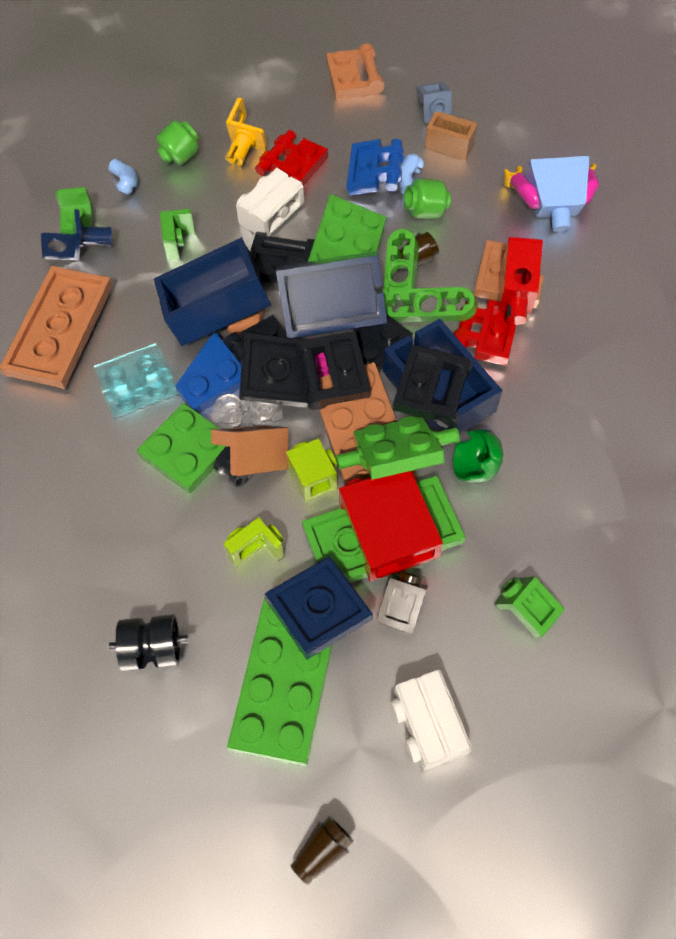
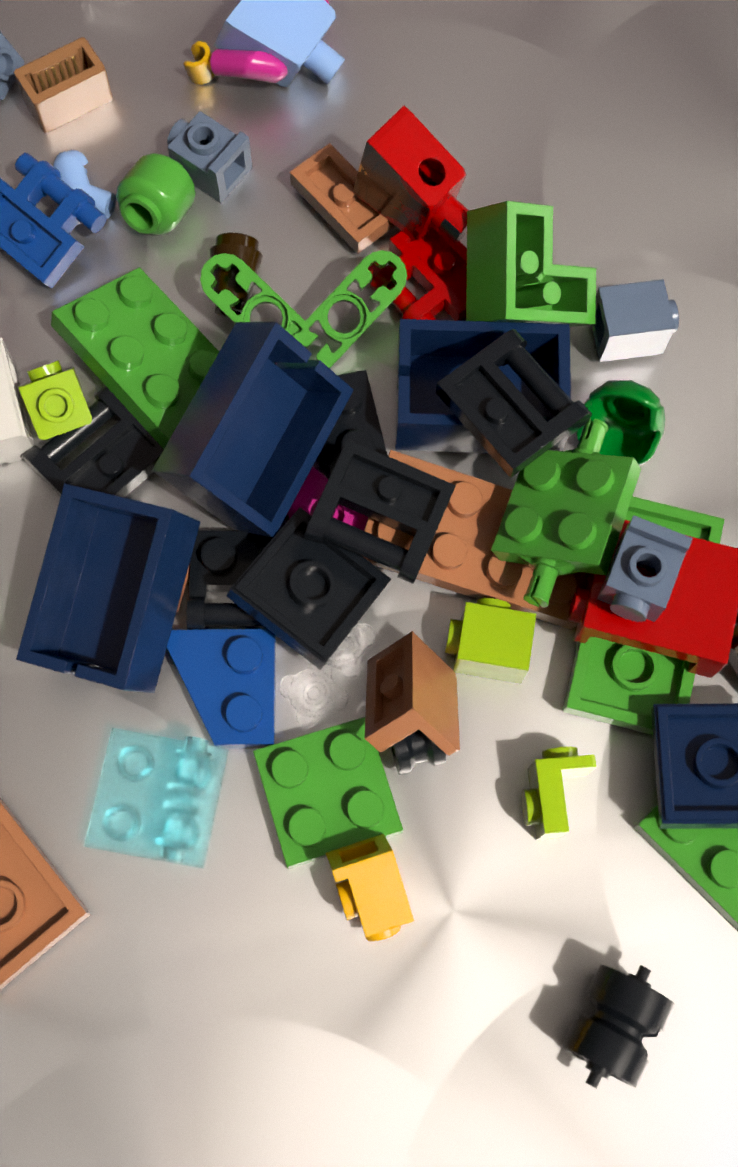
camera: 60 degrees left, 10 degrees up
(147, 487) = (371, 887): none -> yellow brick
(290, 221) = (55, 400): none -> lime bracket
(388, 501) = (650, 548): none -> sand blue brick
(467, 199) = (210, 154): none -> sand blue brick
(505, 353) = (514, 272): none -> bright green brick
(540, 427) = (633, 320): none -> sand blue brick

